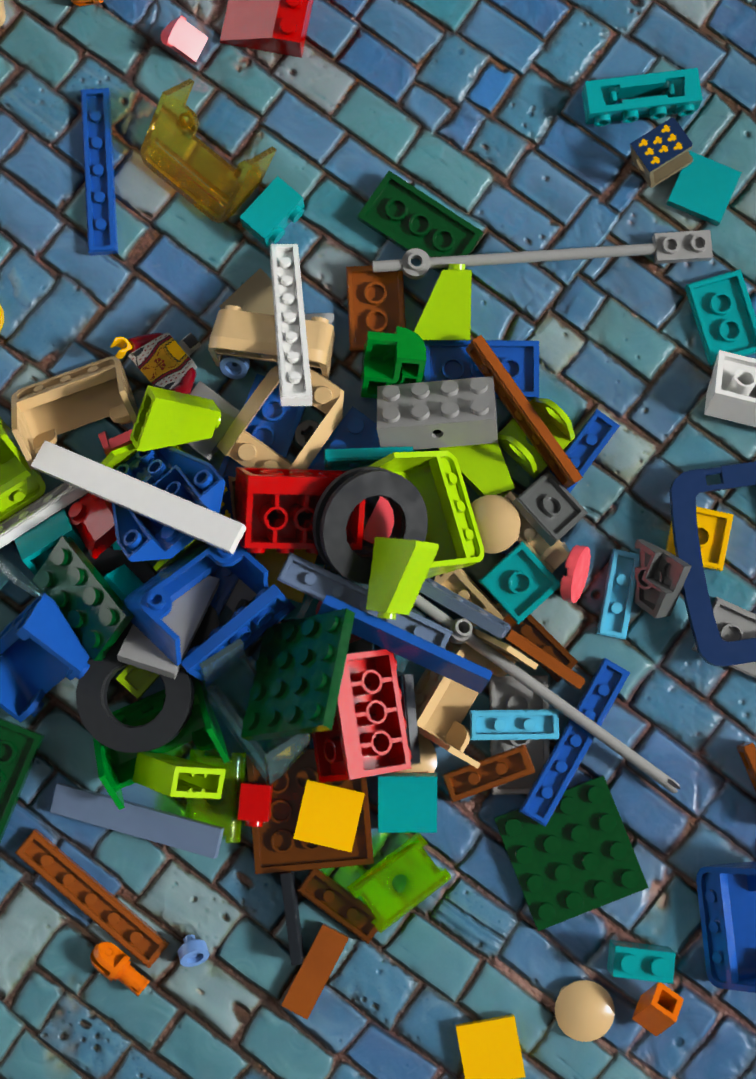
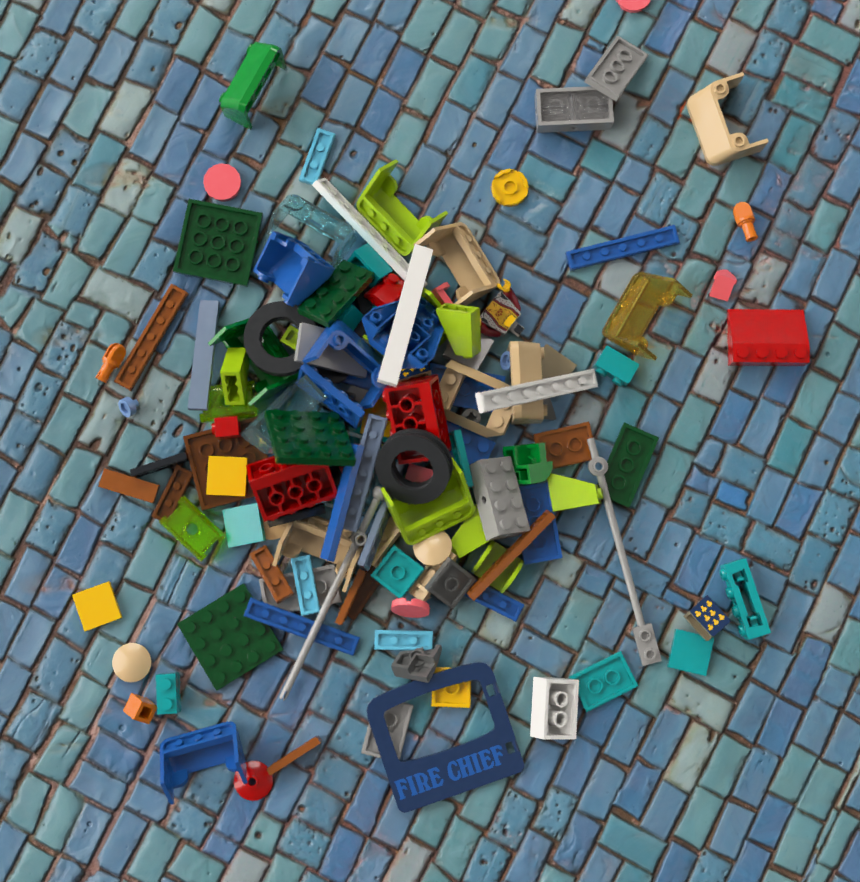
camera: 75 degrees right, 0 degrees up
(398, 574) = (384, 489): lime slope -> none

